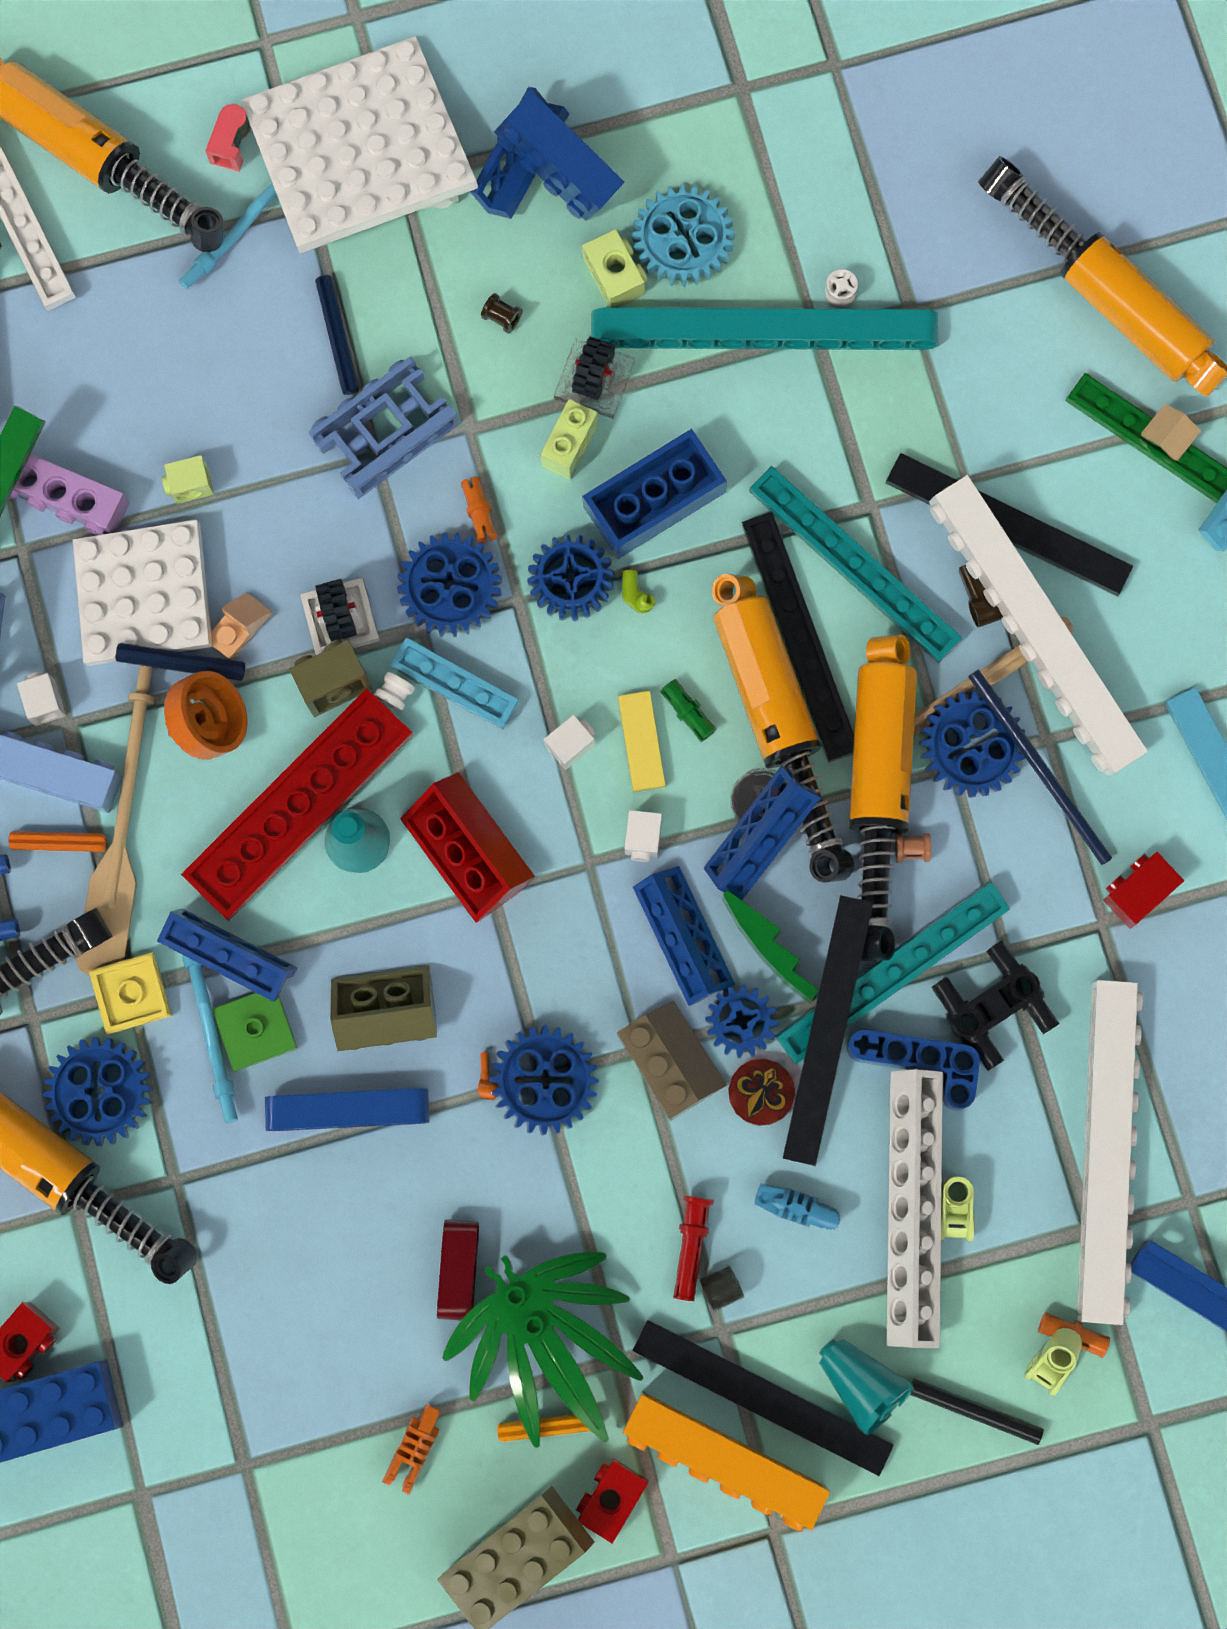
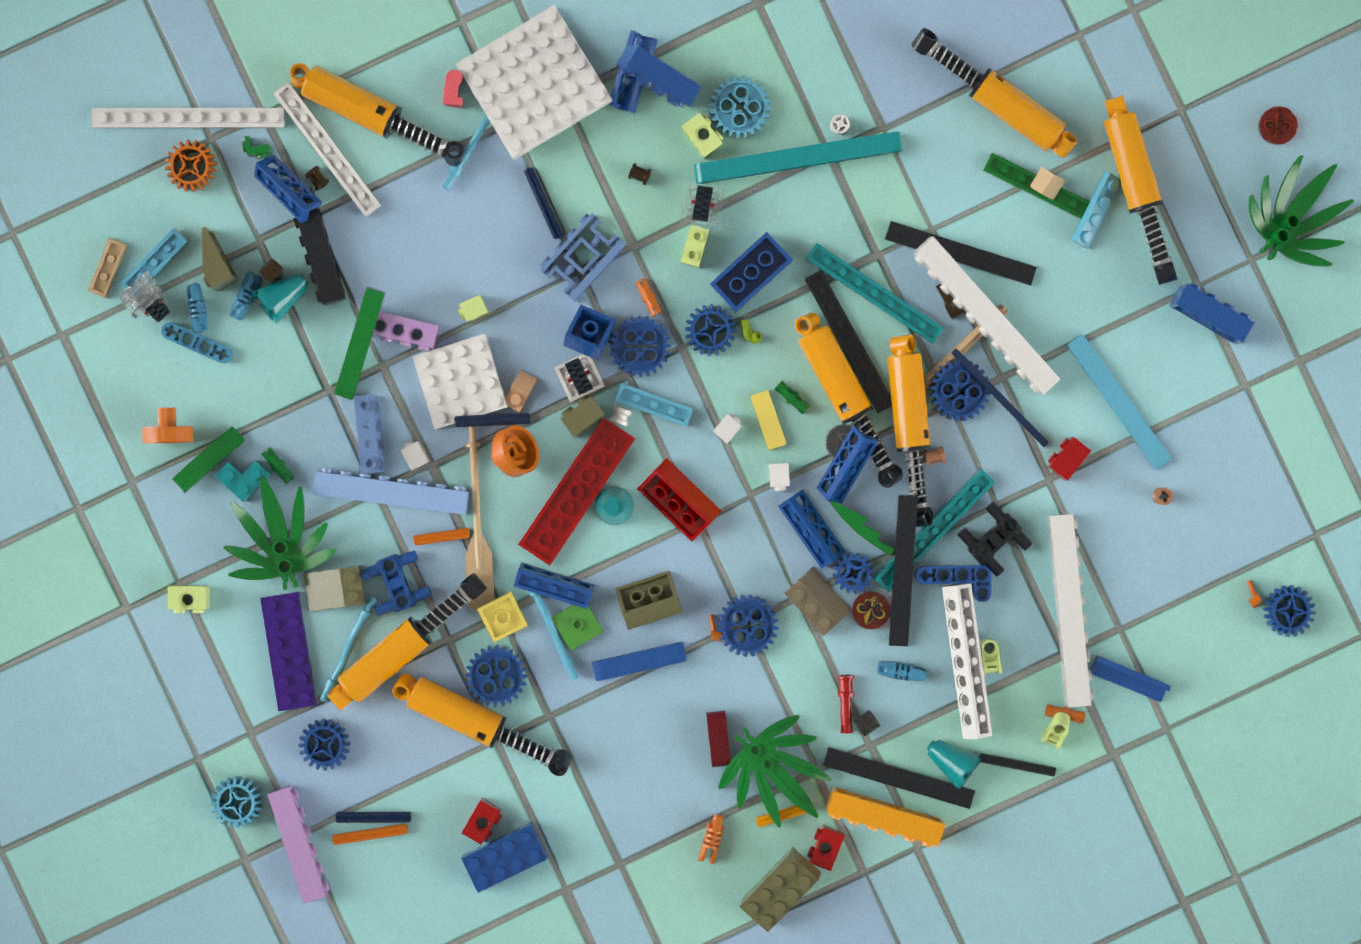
camera: 20 degrees left, 10 degrees up
(368, 544) = (589, 332): none -> blue brick

